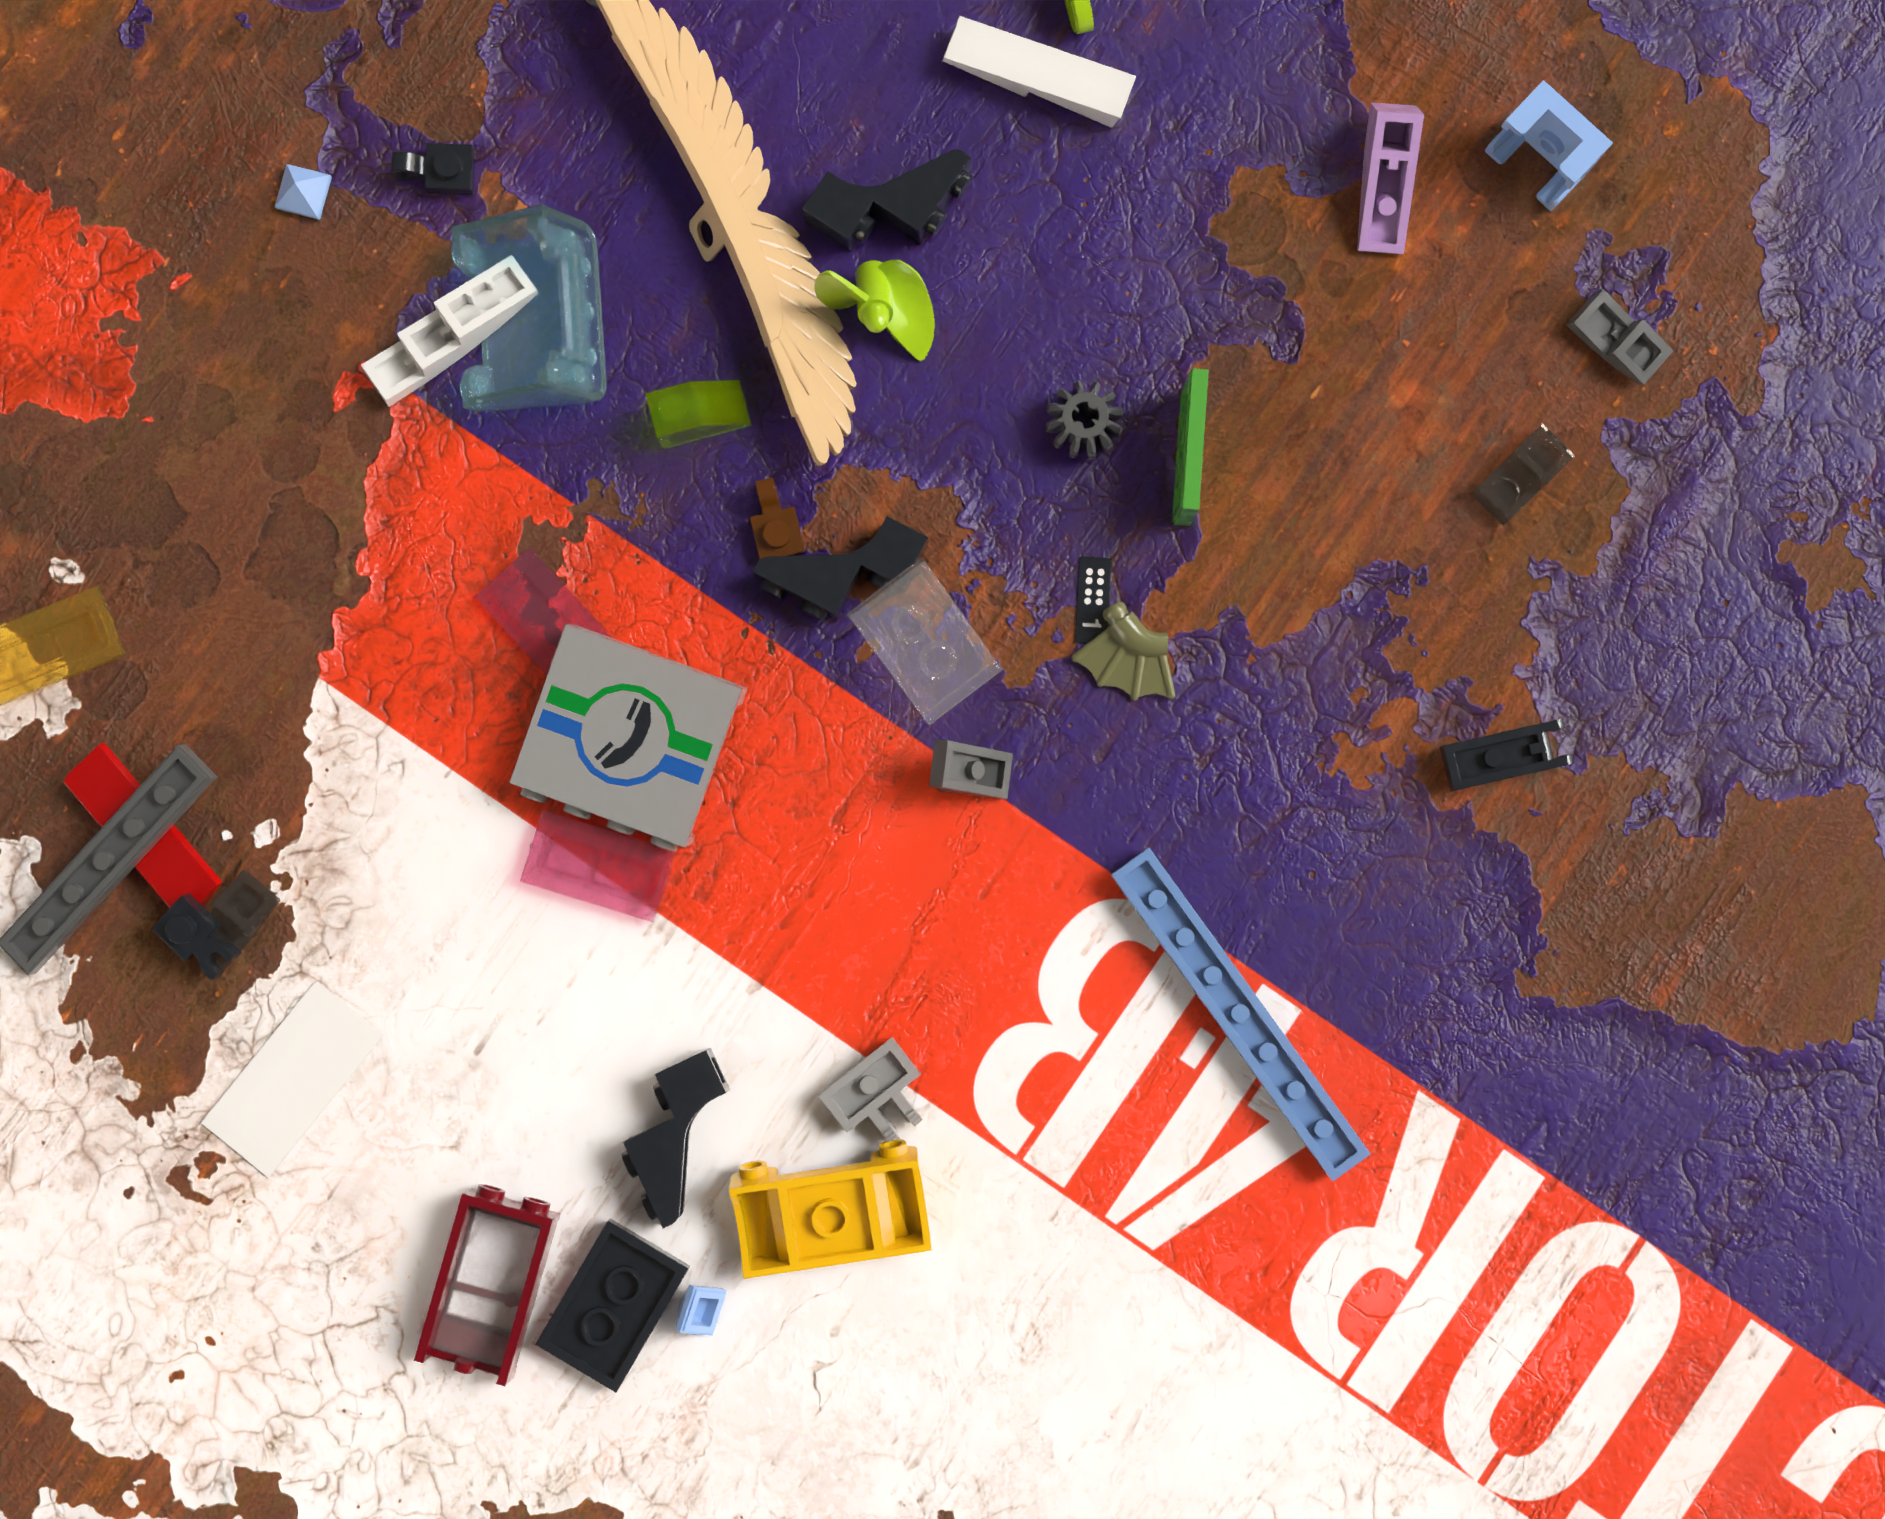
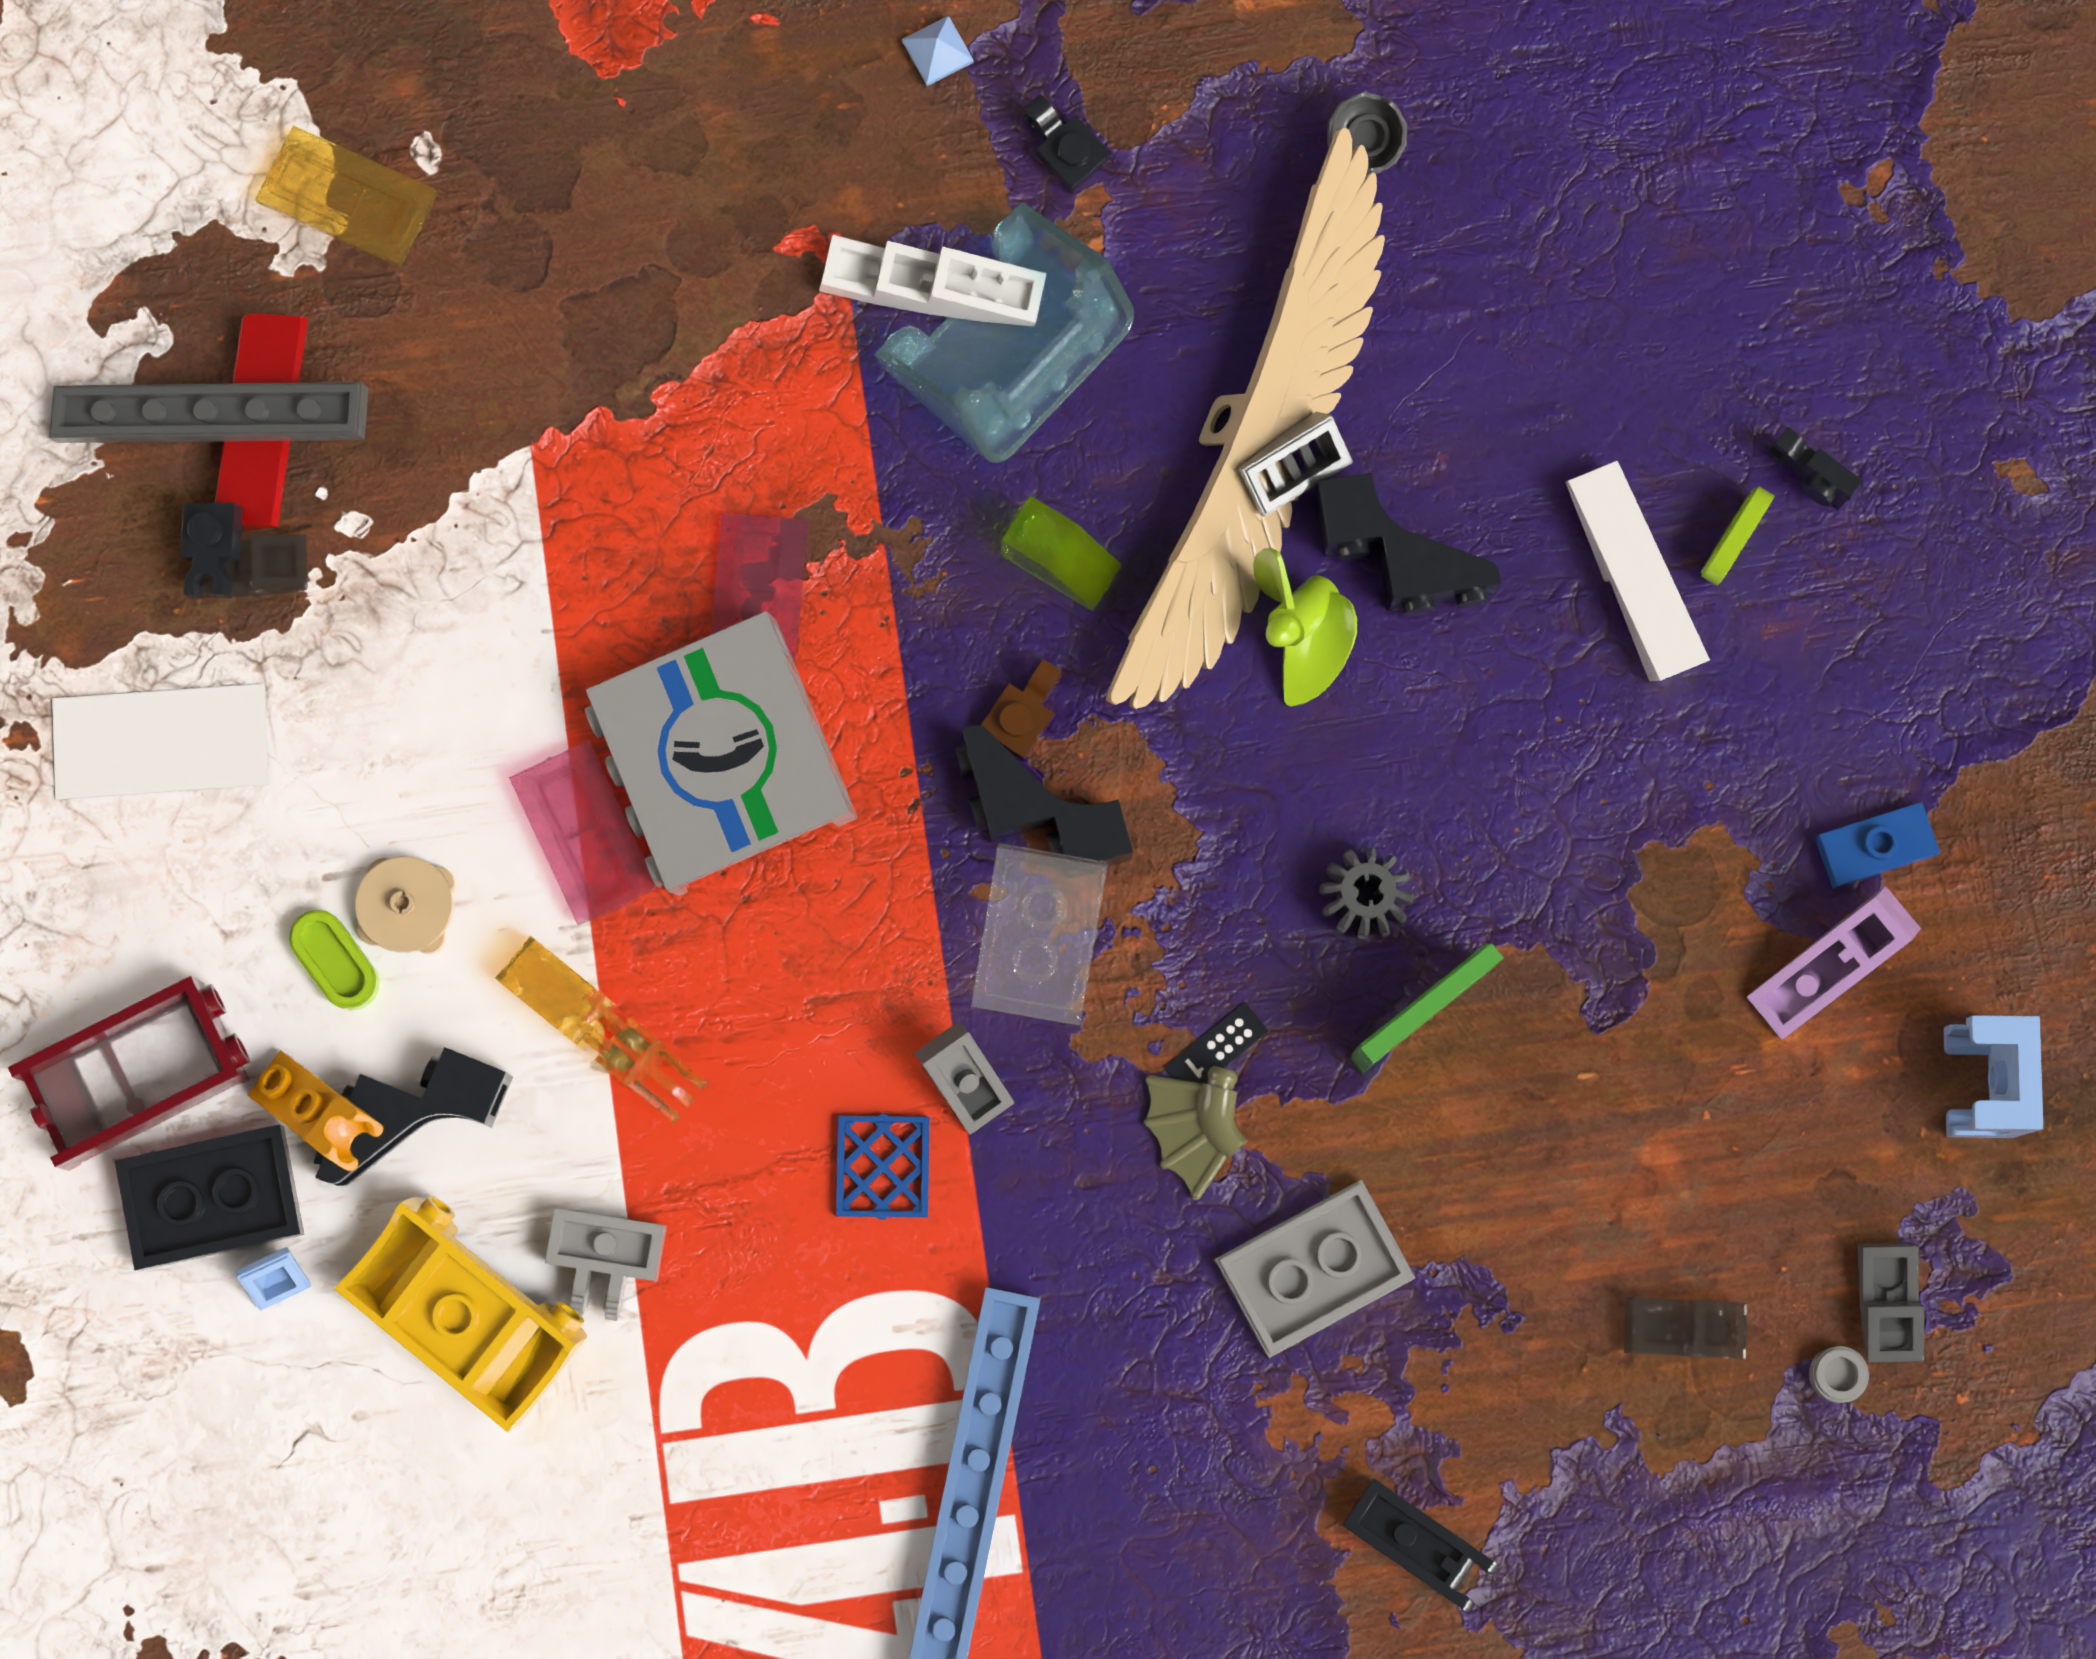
camera: 40 degrees right, 5 degrees down
(534, 1093) = (334, 960): none -> lime tile
(540, 1018) = (405, 905): none -> tan piece
(618, 1191) = (312, 1109): none -> light orange plate
(709, 969) = (581, 1011): none -> clear yellow arm
(794, 187) = (1332, 459): none -> slope
(1004, 895) = (883, 1123): none -> blue window
(1282, 664) = (1314, 1269): none -> light grey tile
(1339, 85) = (1877, 845): none -> blue plate
(1633, 409) = (1838, 1374): none -> light grey tile

